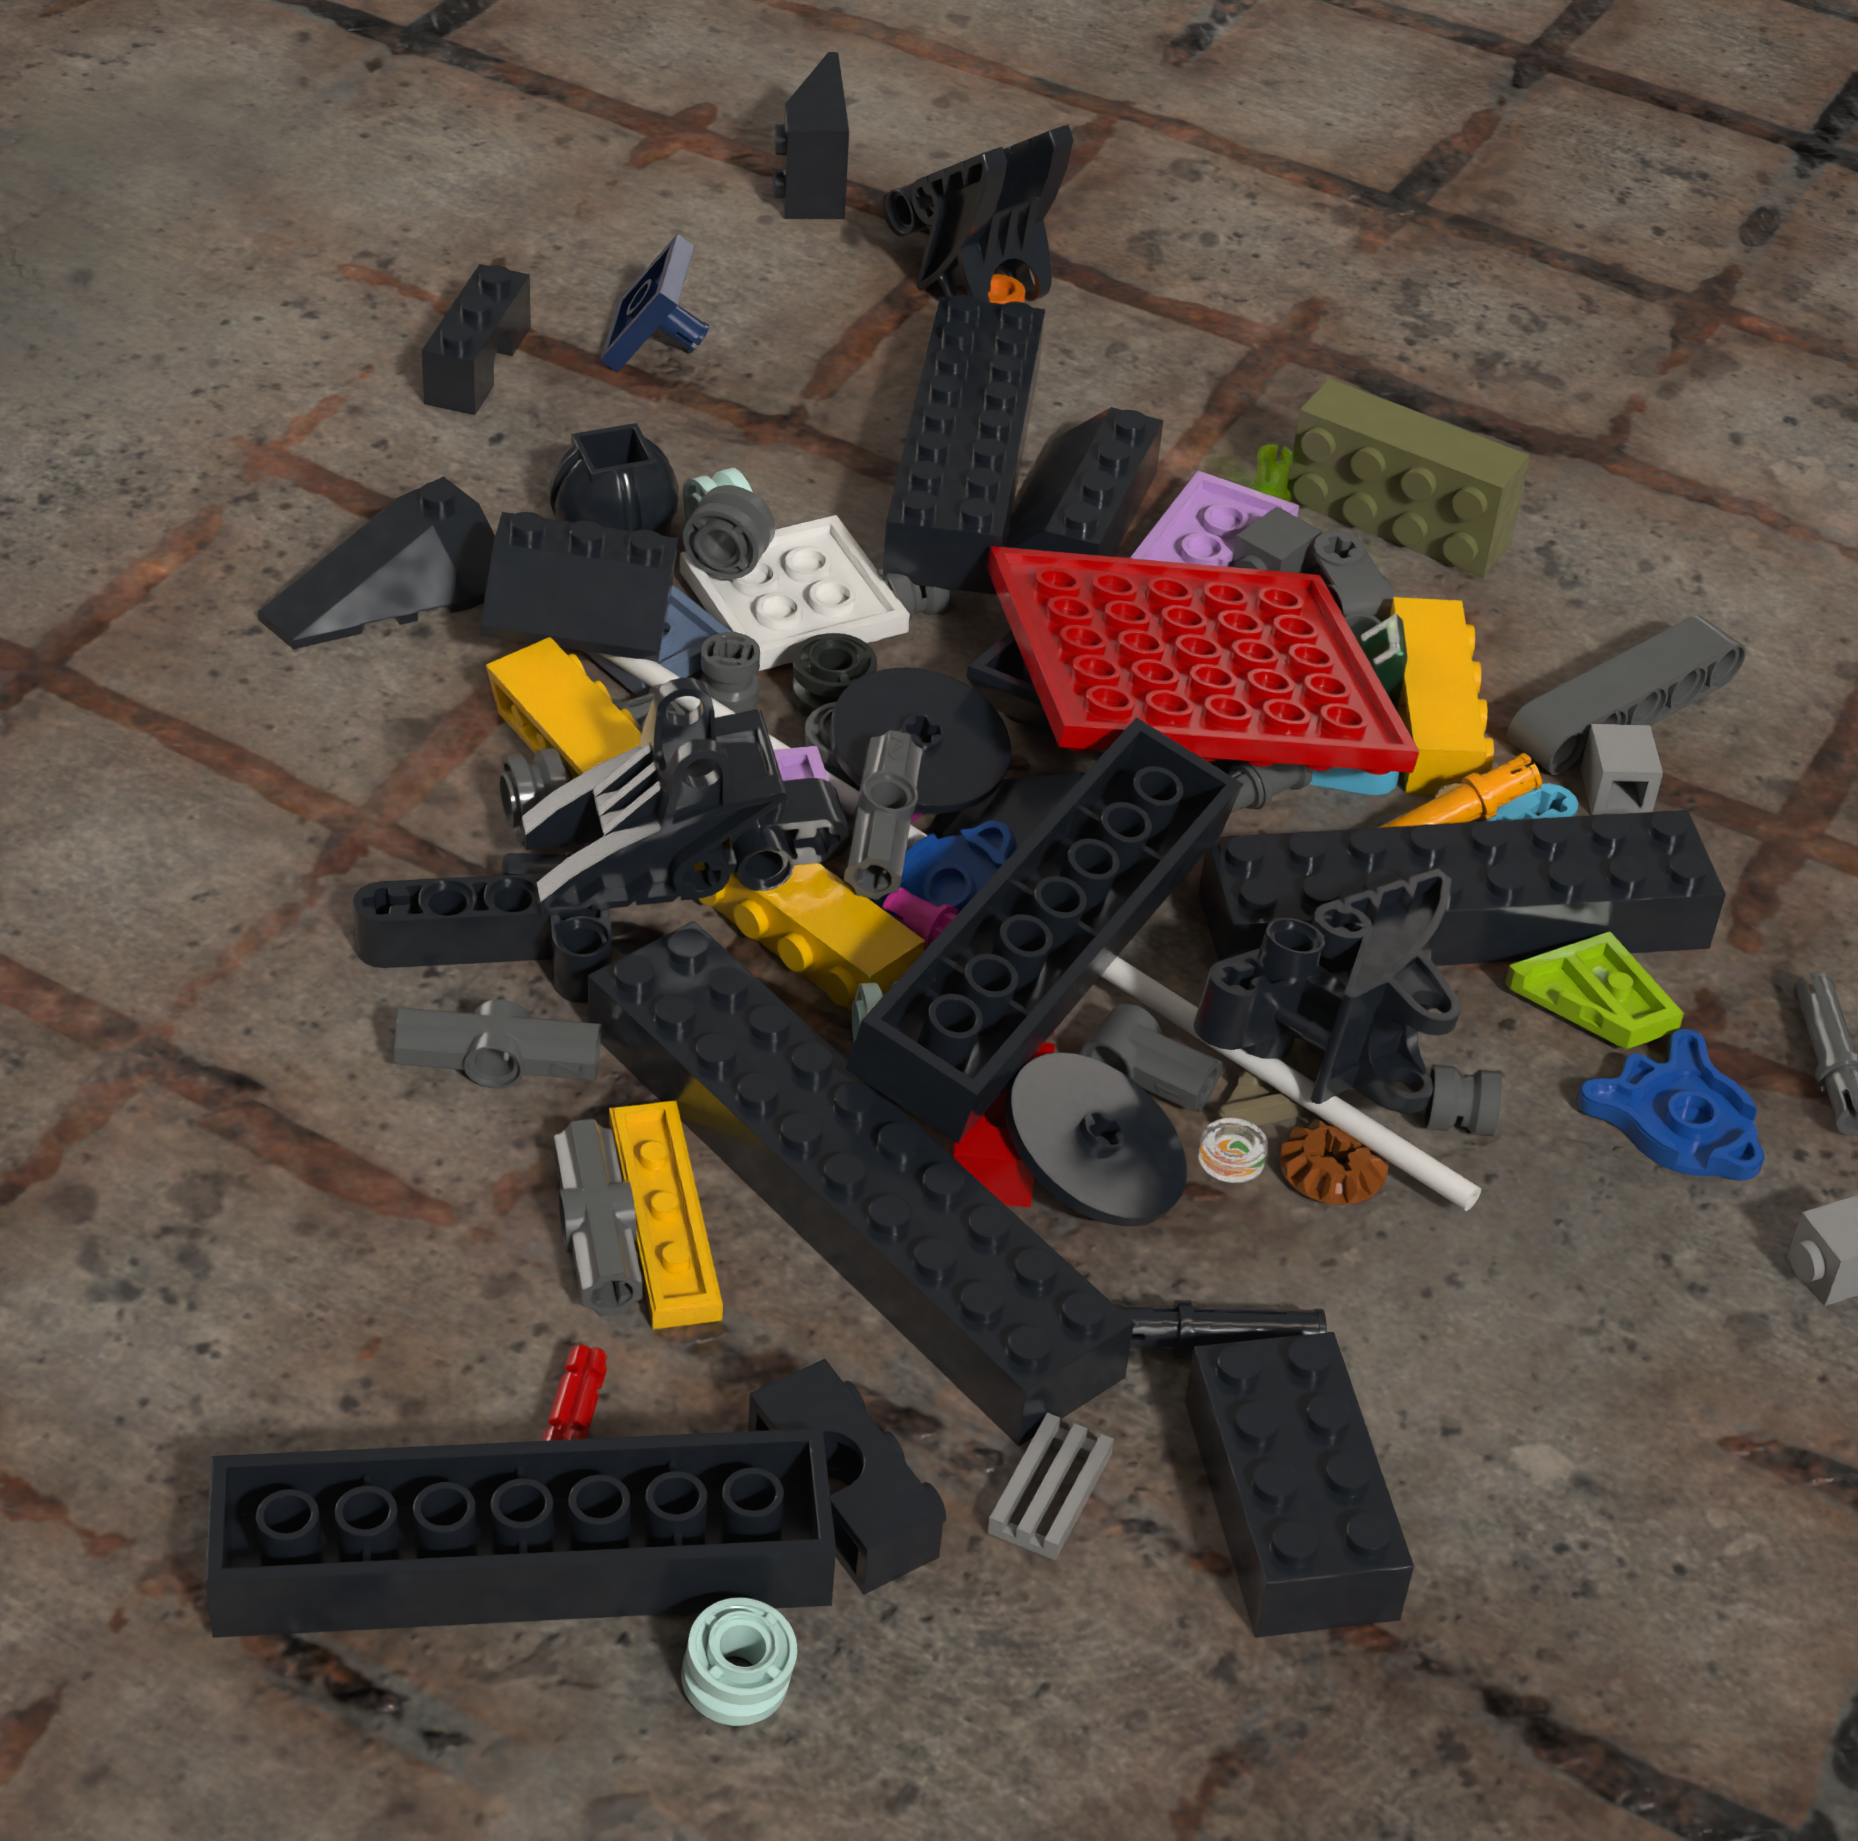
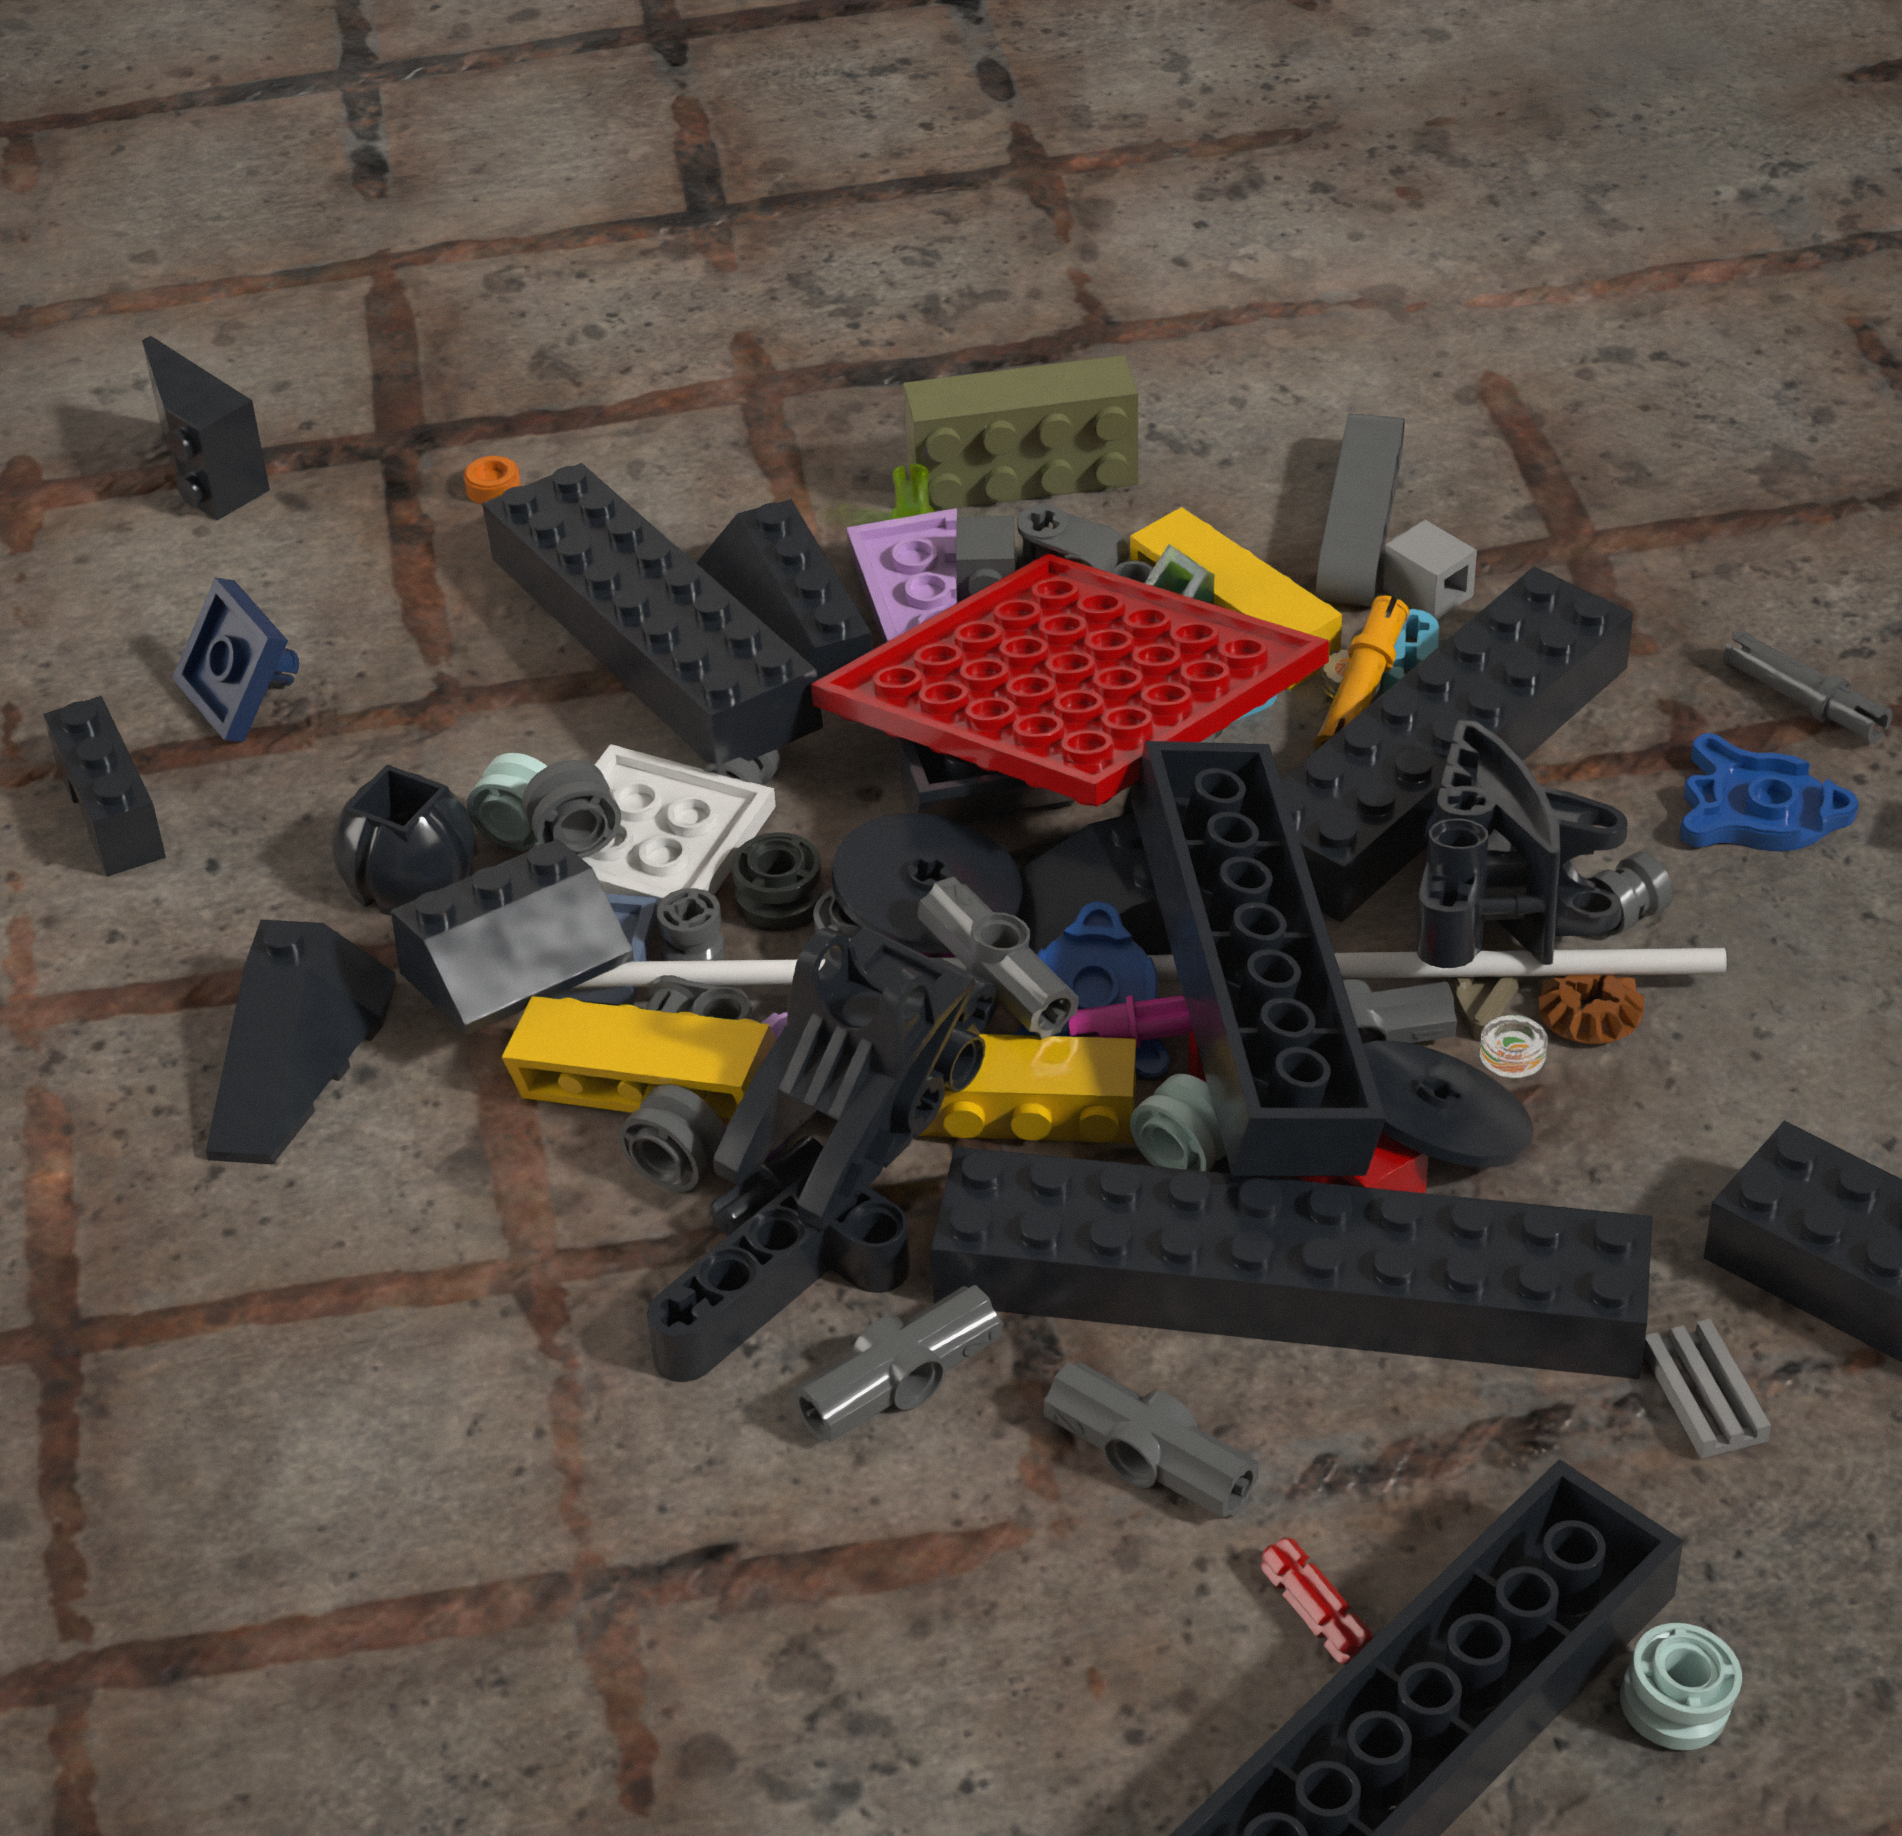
camera: 35 degrees left, 0 degrees up
(669, 1220) = (1220, 1409): yellow tile -> none
(885, 1516) = (1510, 1455): black arch -> none
(968, 232) = (438, 416): black piece -> none
(1186, 1326) = (1689, 1173): black pin -> none
(1598, 989) = (1611, 747): lime wing -> none

